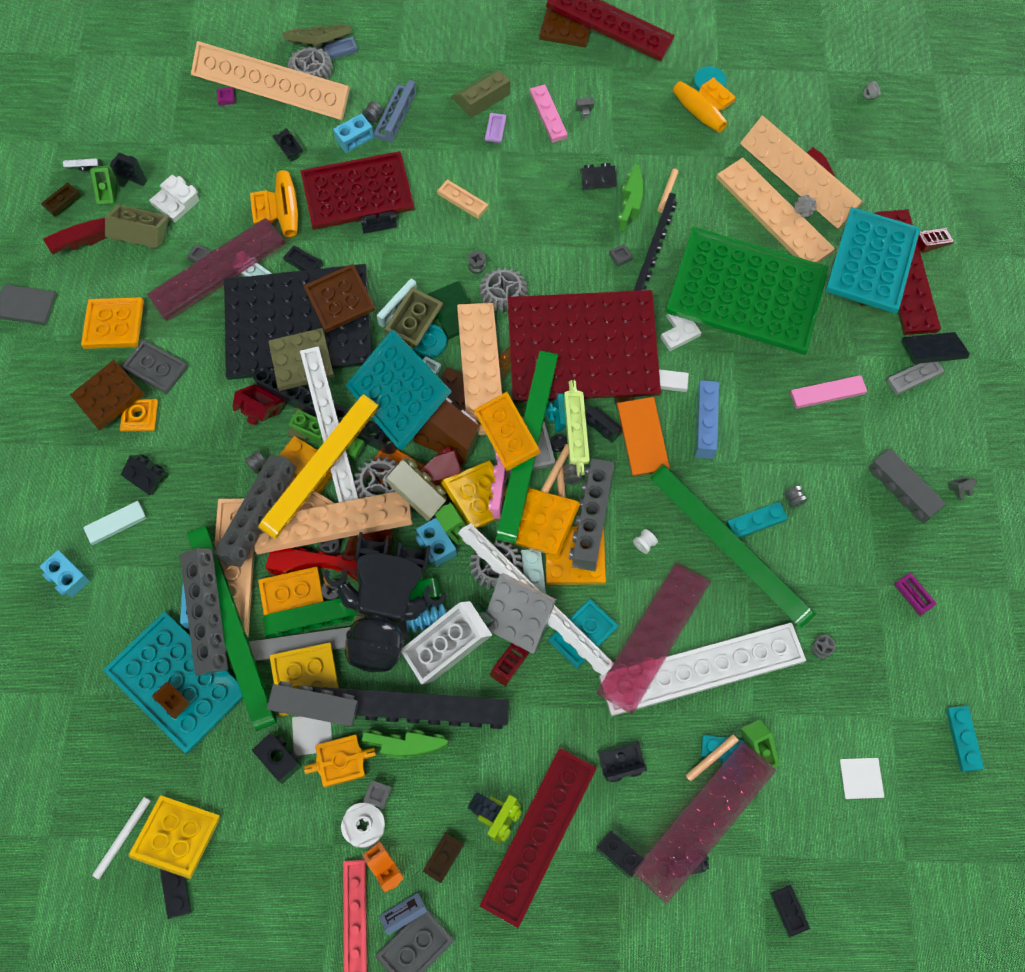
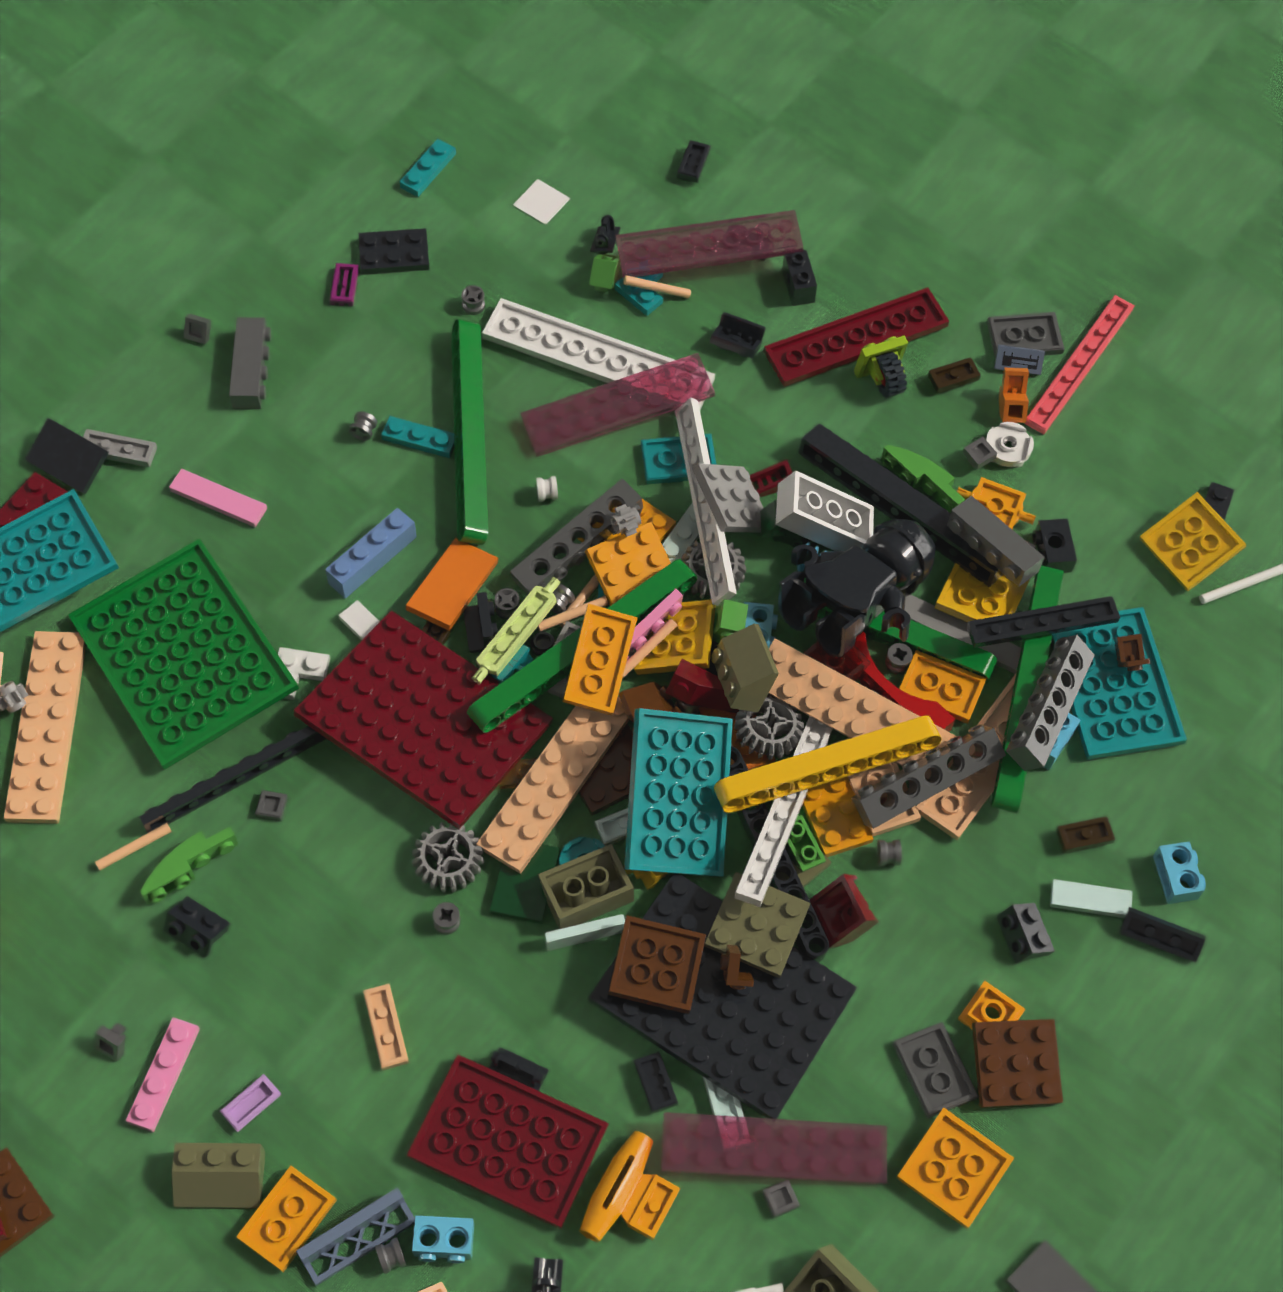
camera: 145 degrees left, 5 degrees down
(56, 528) = (1162, 934): none -> black plate
(139, 558) = (1085, 834): none -> dark brown plate
(241, 667) = (1043, 621): none -> black plate
(292, 322) = (730, 964): none -> reddish brown bracket
(433, 97) = (286, 1218): none -> light orange plate
(490, 475) = (643, 651): none -> light nougat bar
(568, 531) = (625, 520): none -> light grey gear
(601, 445) = (506, 597): none -> flat silver wheel
(786, 774) = (605, 236): none -> black hinge
(912, 647) = (393, 251): none -> black plate

